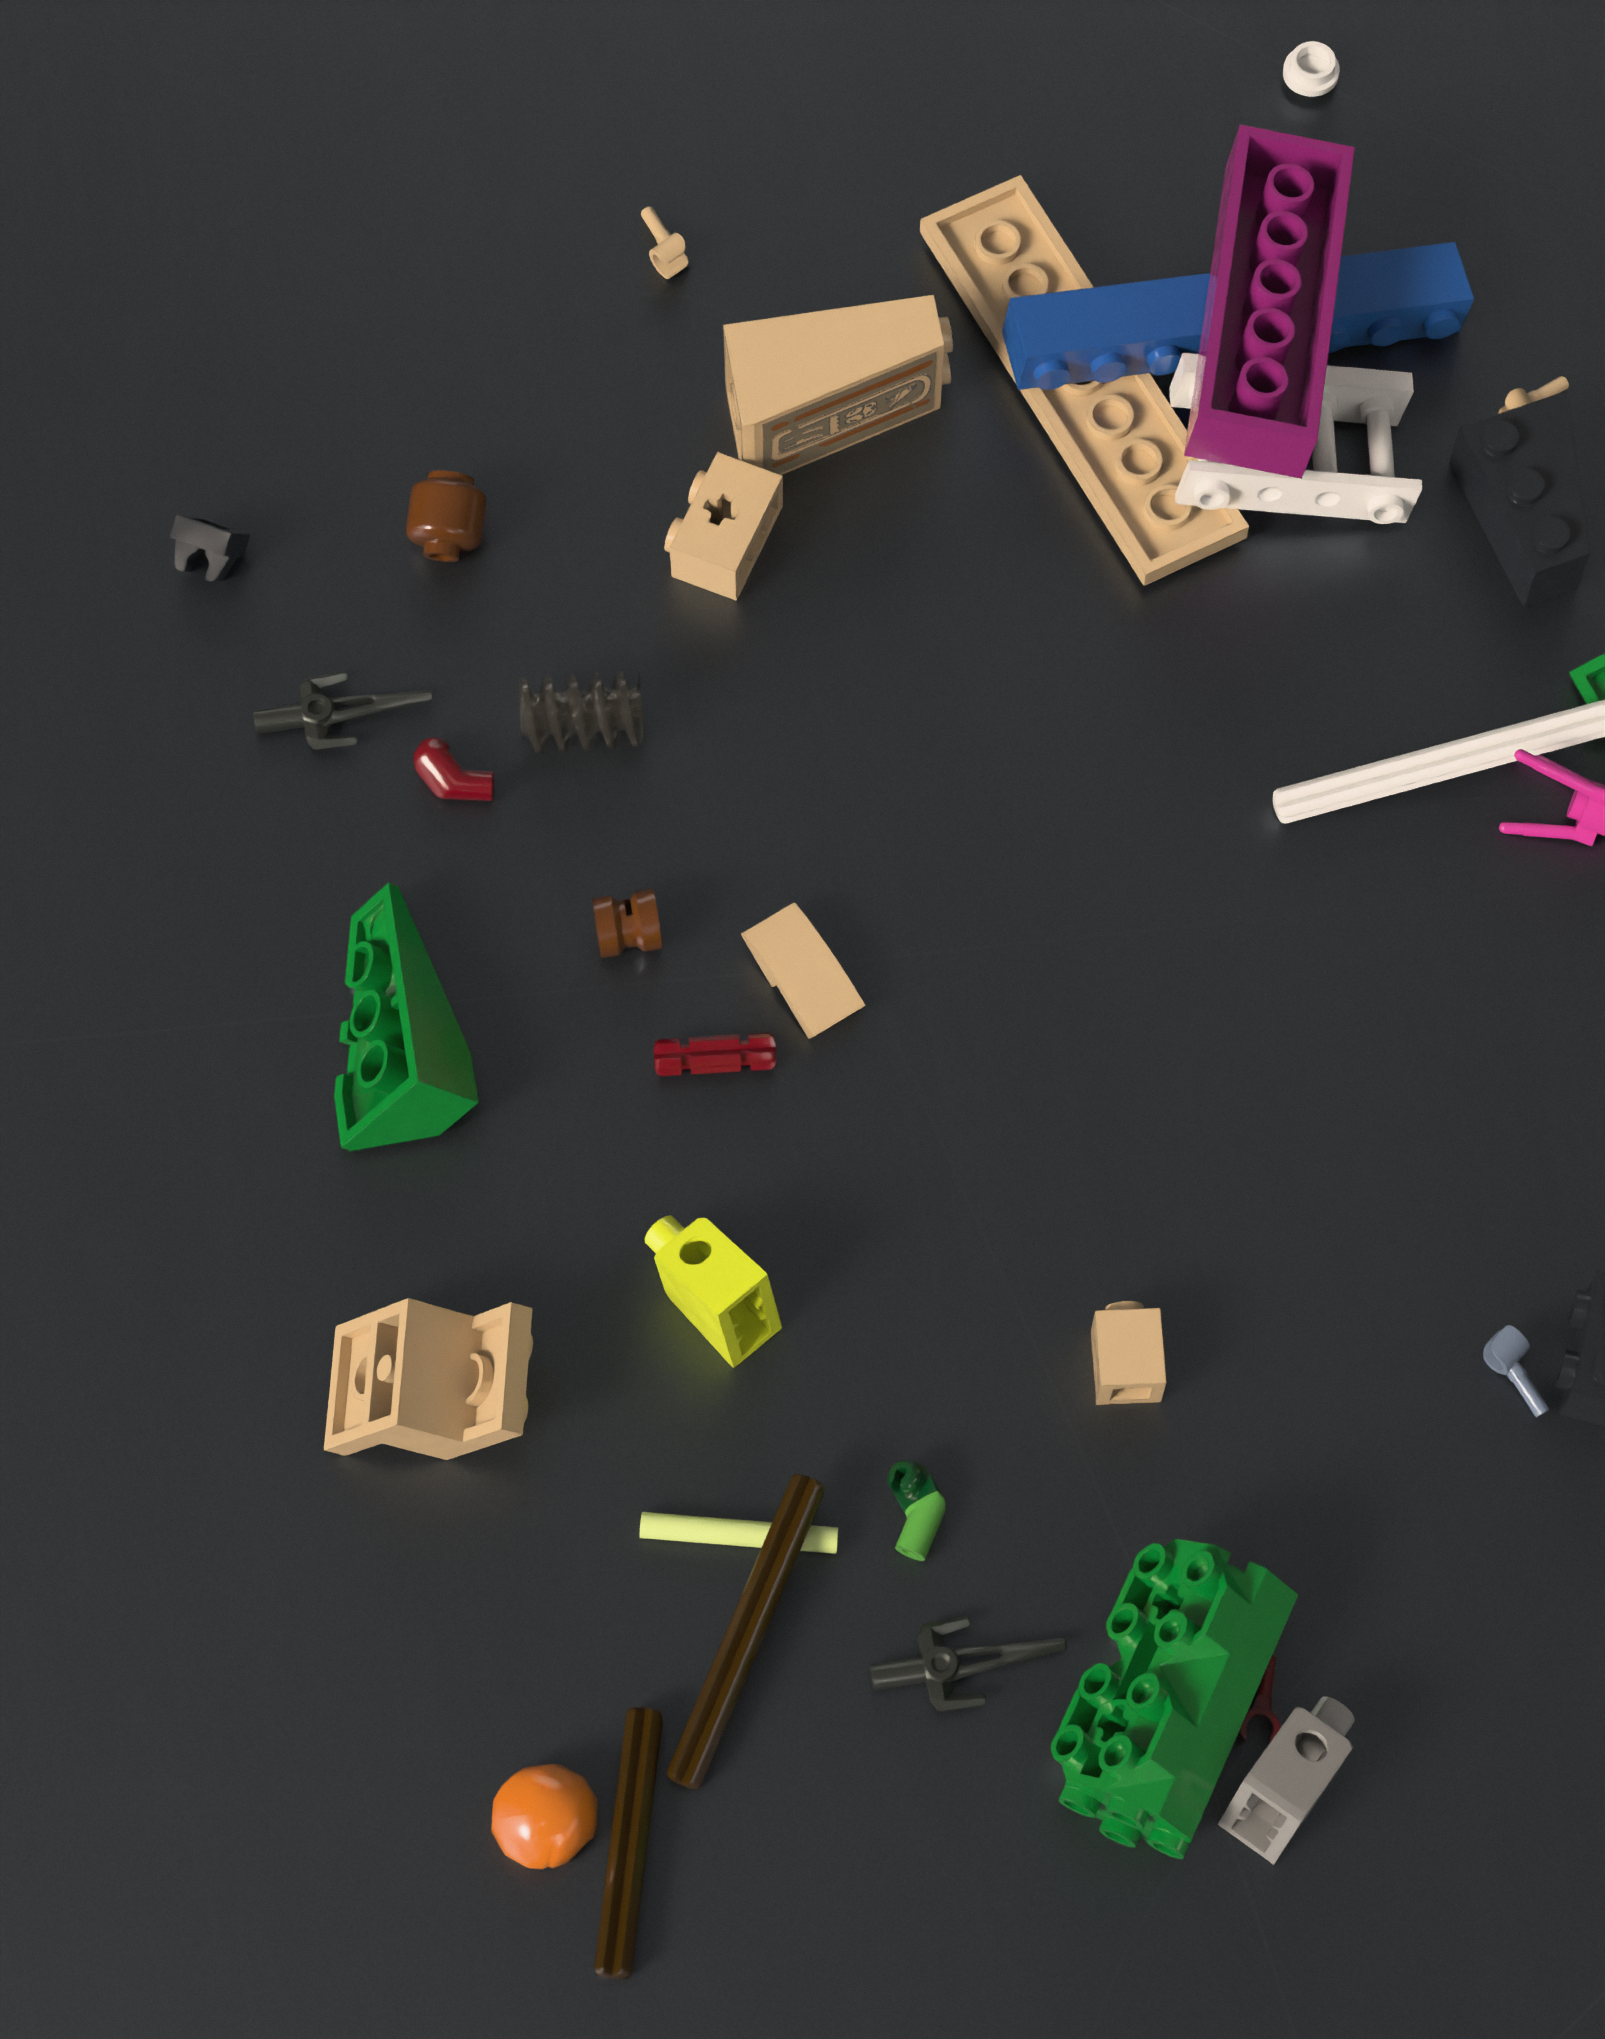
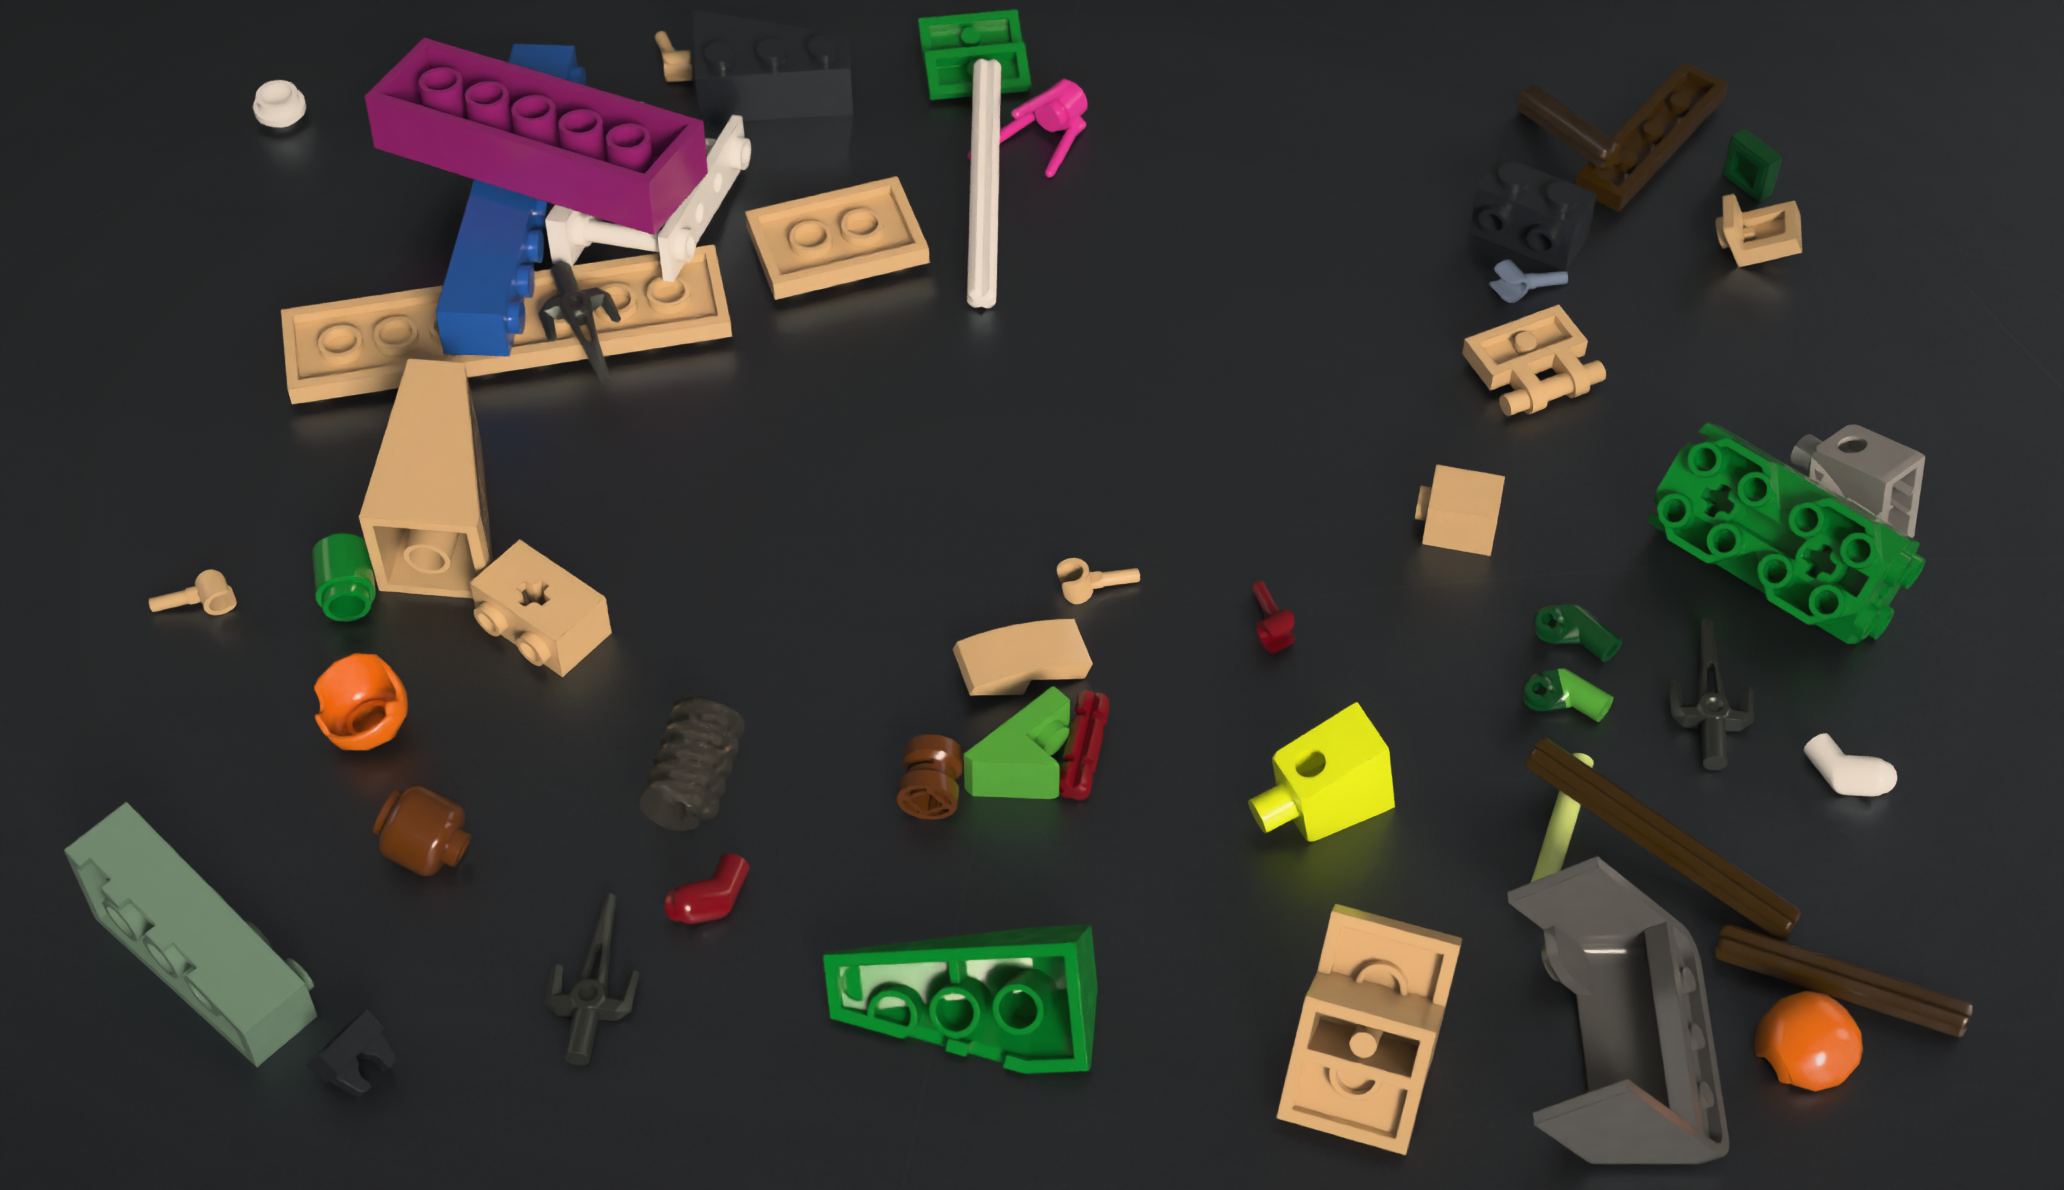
camera: 75 degrees left, 15 degrees down
(280, 376) = (190, 935): none -> sand green wedge
(495, 1656) = (1640, 1022): none -> dark grey windscreen
(567, 418) = (360, 702): none -> orange hair
(677, 988) = (1017, 755): none -> bright green slope
(700, 351) = (343, 576): none -> green brick
(895, 1821) = (1847, 772): none -> white arm
(917, 1206) = (1274, 630): none -> dark red hand
(925, 1008) = (1080, 582): none -> tan hand
(1012, 1501) = (1576, 626): none -> dark green arm
(1102, 428) = (577, 309): none -> pearl dark grey piece
(1312, 641) = (836, 237): none -> tan plate
(1397, 1382) = (1530, 346): none -> tan plate

